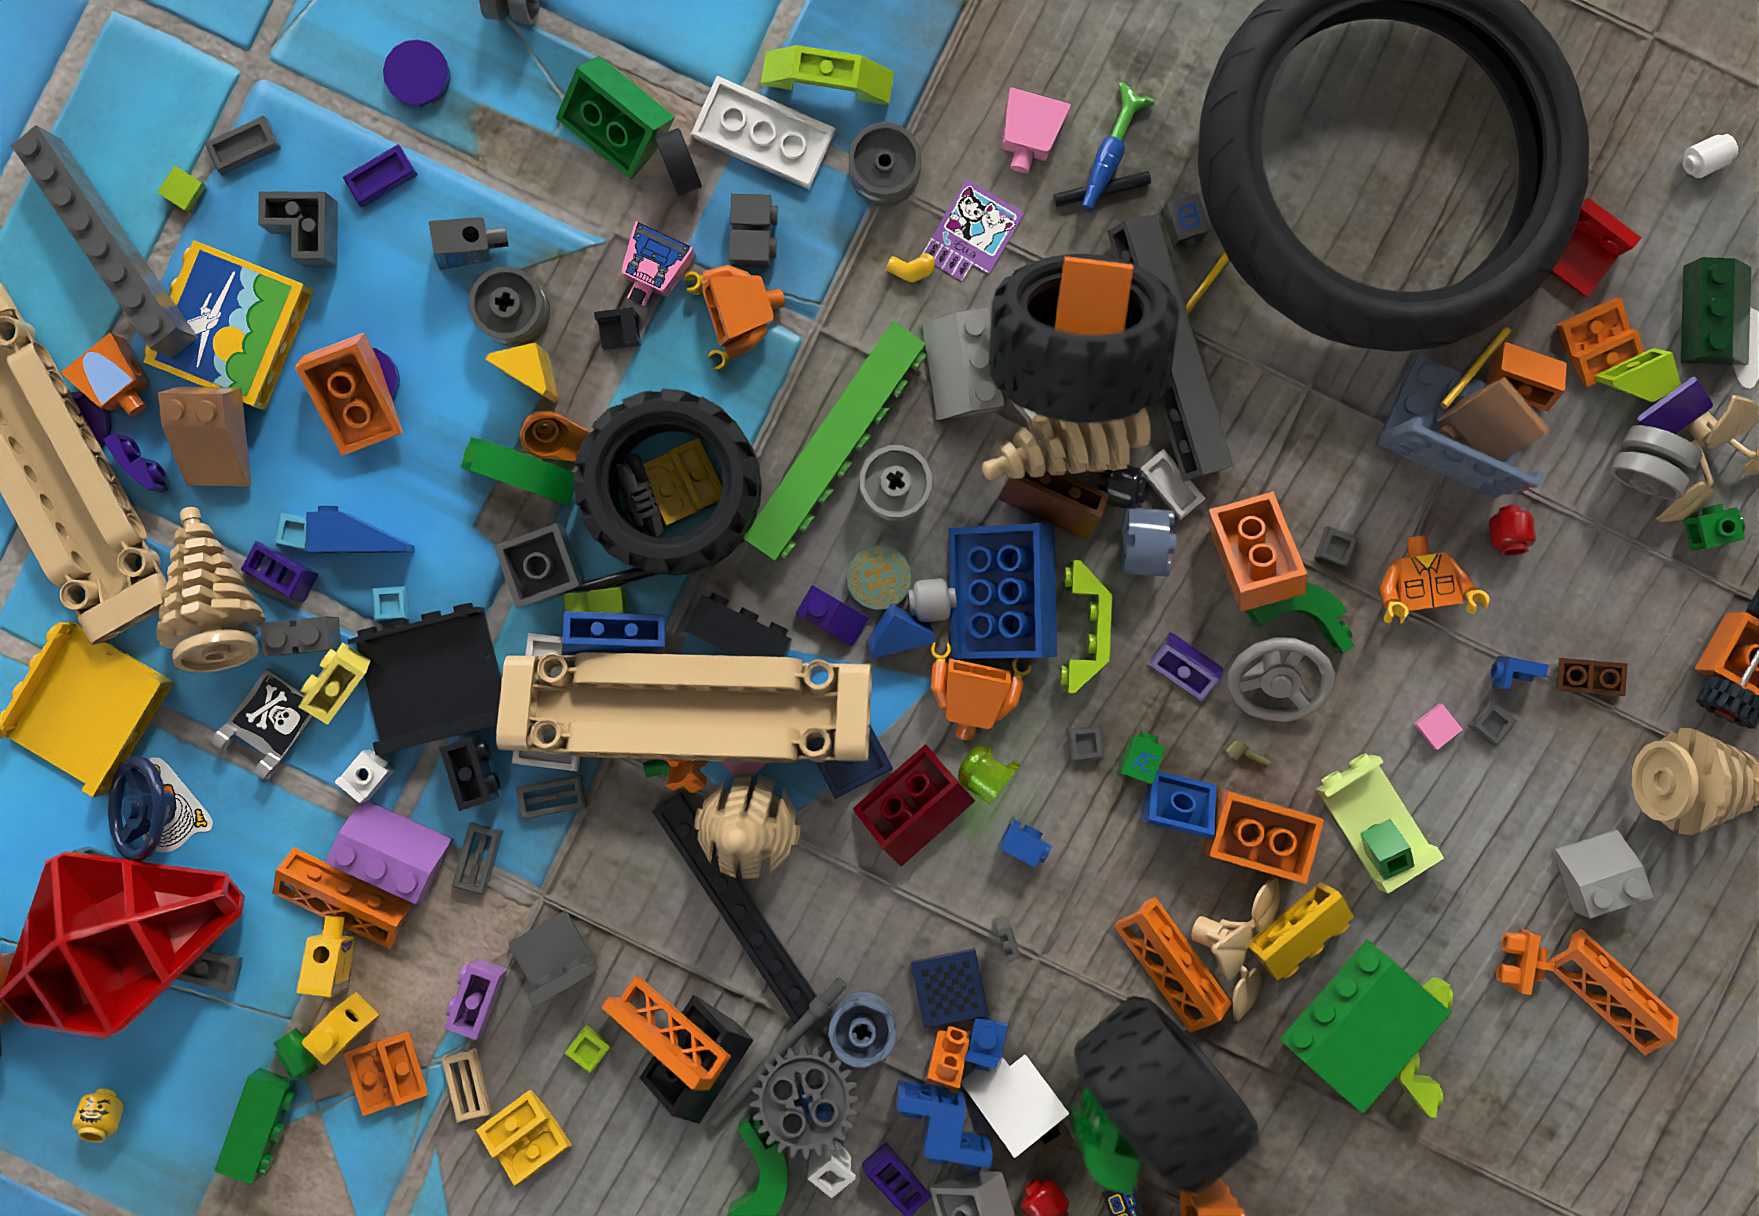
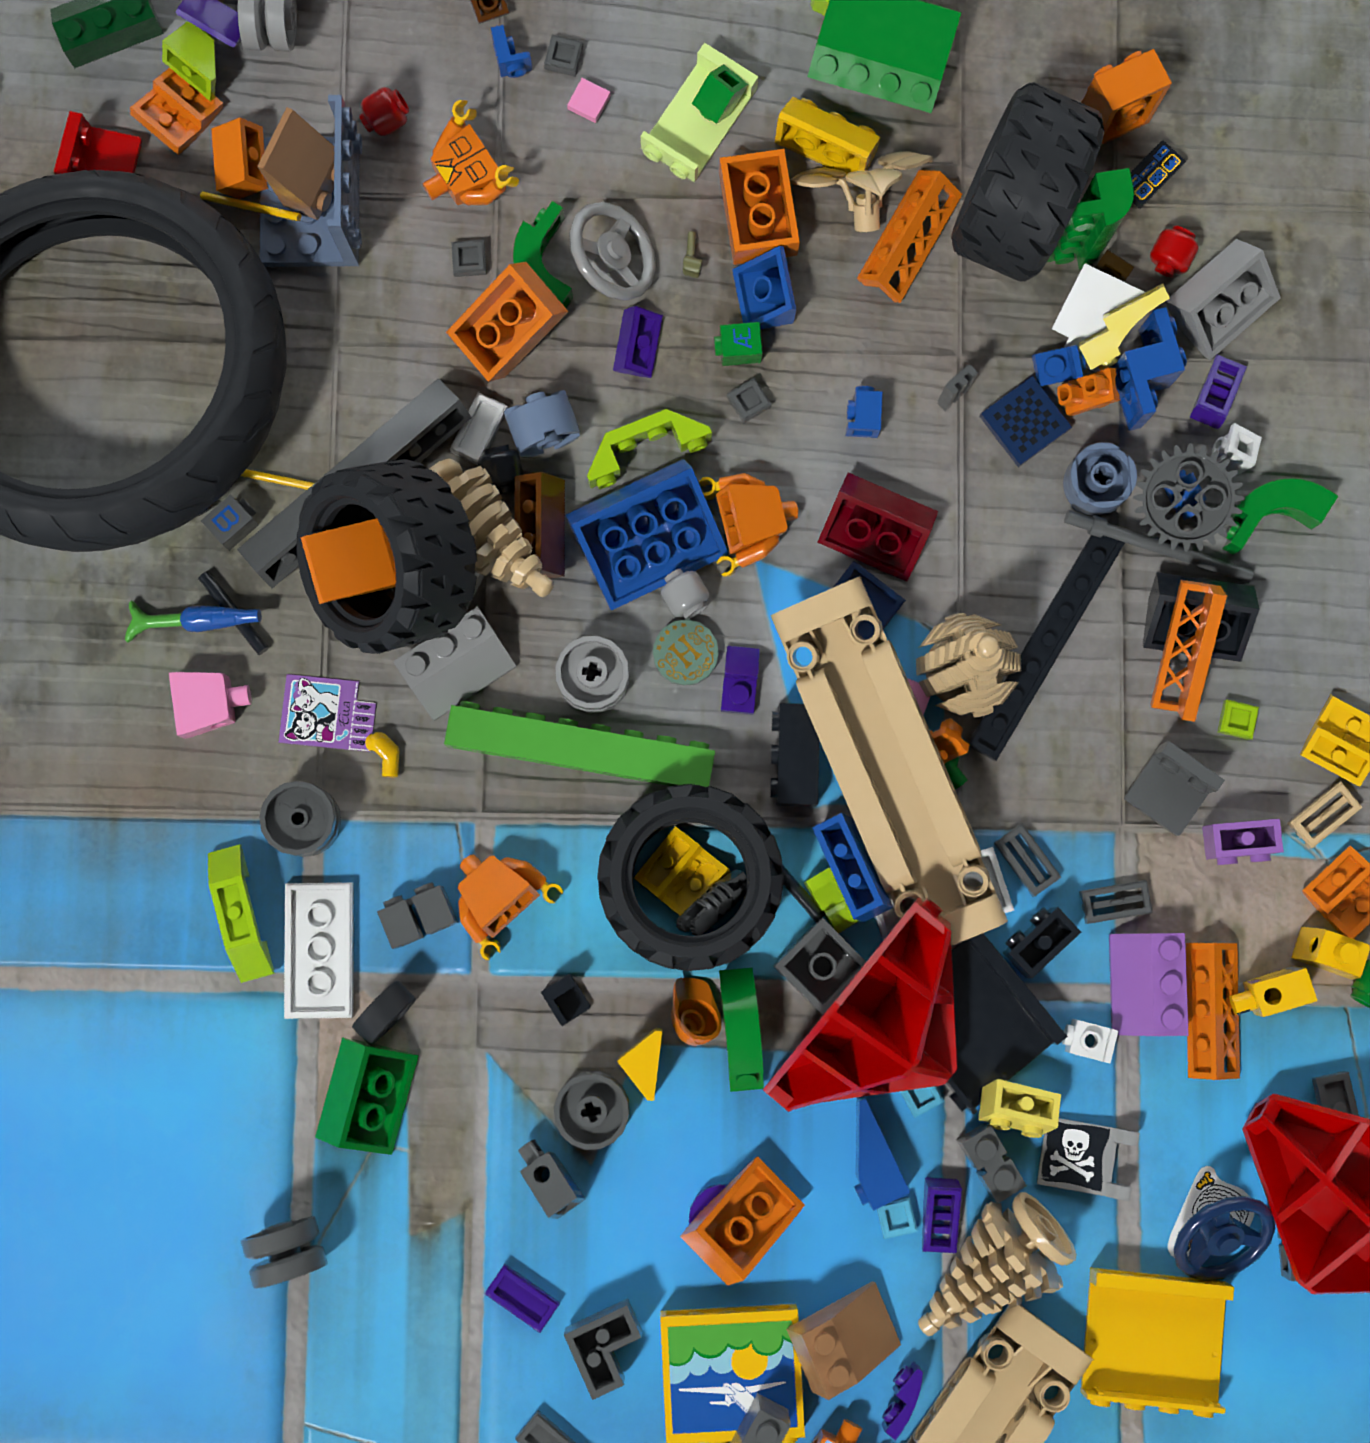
camera: 115 degrees left, 5 degrees down
(416, 73) = (408, 1309): dark purple tile -> none
(454, 598) = (888, 1024): none -> red panel
(654, 263) = (489, 993): torso -> none
(898, 632) = (729, 611): blue slope -> none
(984, 774) = (820, 474): clear neon green helmet -> none
(984, 1094) = (1103, 347): none -> light yellow slope

